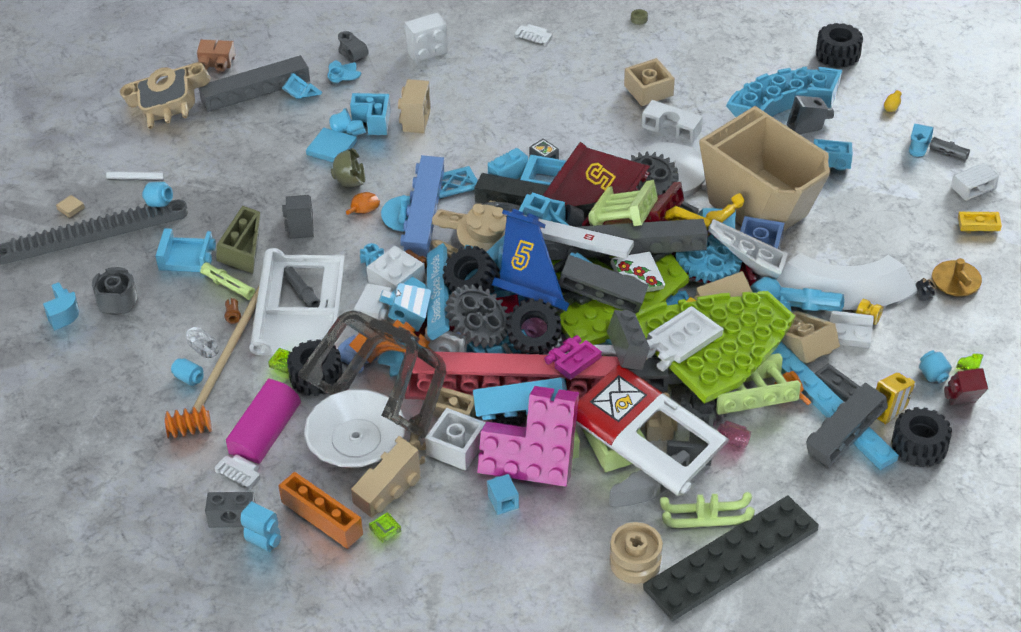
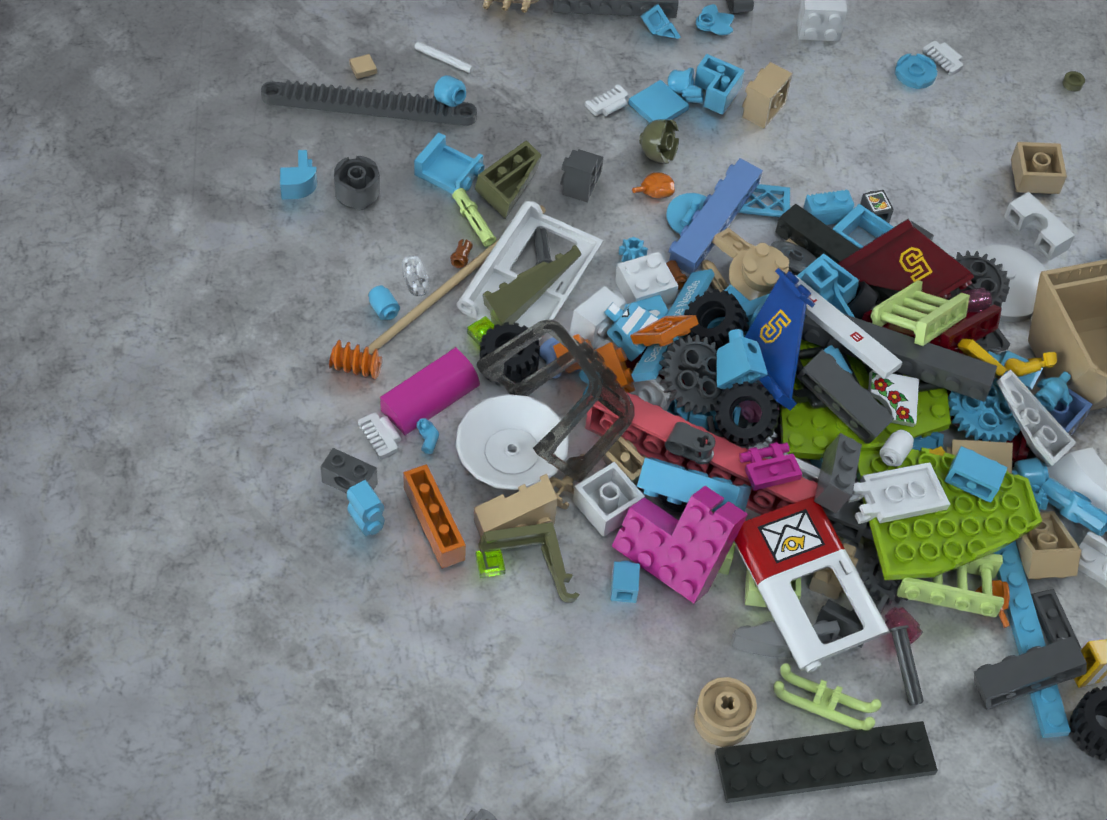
camera: 20 degrees right, 10 degrees up
(280, 453) = (429, 434): none -> medium azure arm
(290, 158) = (606, 104): none -> white piece
(299, 320) = (519, 295): none -> olive wedge
(410, 490) = (528, 536): none -> olive hinge
(436, 292) = (664, 330): none -> orange plate
(501, 363) = (689, 441): none -> dark grey piece
(507, 290) = (739, 361): none -> medium azure torso
(518, 51) = (916, 71): none -> medium azure tile
(661, 305) = (897, 448): none -> white brick
(662, 183) = (978, 300): none -> clear pink brick
(730, 300) = (976, 474): none -> medium azure brick
(752, 223) = (1053, 390): none -> medium azure piece
(753, 459) = (907, 665): none -> dark grey axle

